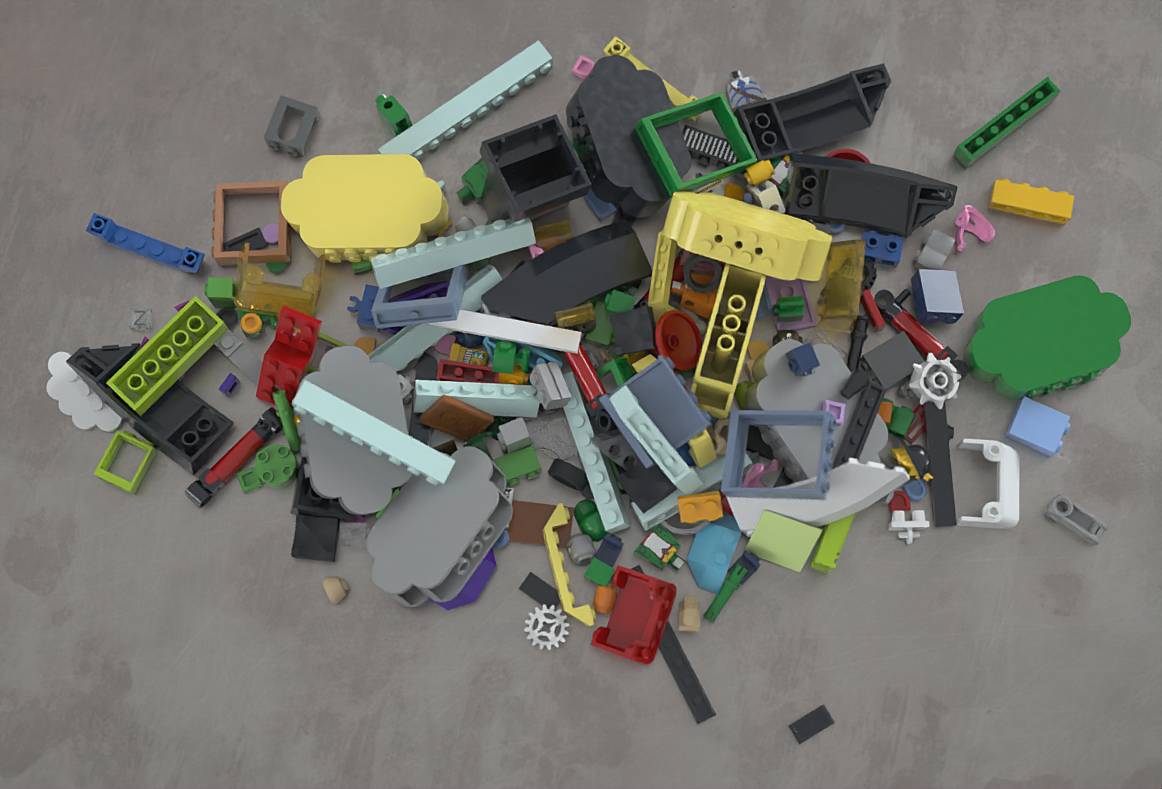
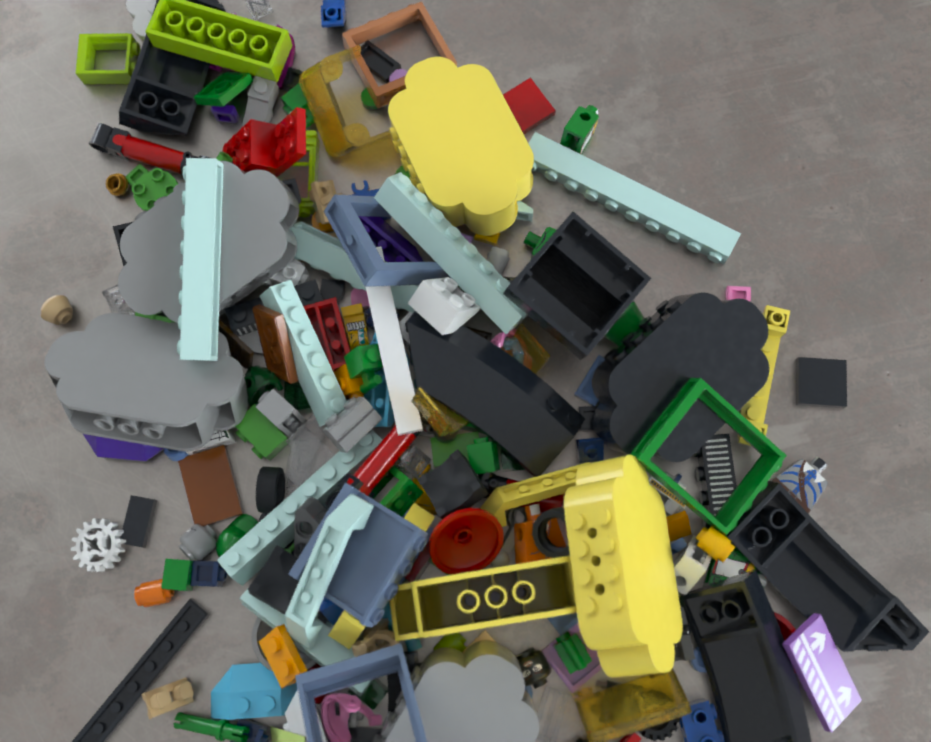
camera: 70 degrees right, 0 degrees up
(210, 374) = (223, 89): none -> green tile
(221, 292) = (308, 51): bright green brick -> none
(246, 505) = (113, 181): none -> pearl gold plate
(251, 323) = (290, 99): light orange tile -> none
(295, 146) = (507, 55): dark grey panel -> none
(315, 538) = (98, 266): black brick -> none
(347, 142) = (528, 105): none -> red tile
(362, 334) = (322, 194): none -> tan hips
(493, 274) = (443, 304): none -> white slope
(545, 243) = (514, 345): none -> clear light blue arm
(583, 613) = (126, 572): light yellow slope -> none
(637, 616) = (139, 640): red windscreen -> none
(649, 227) = (590, 449): none -> dark blue bracket
(659, 549) = (230, 630): torso -> none
(676, 43) = (821, 382): none -> black tile
(756, 348) = (509, 637): yellow tile -> none
(802, 360) = (500, 703): dark blue brick -> none
(878, 146) = (822, 672): none -> tile

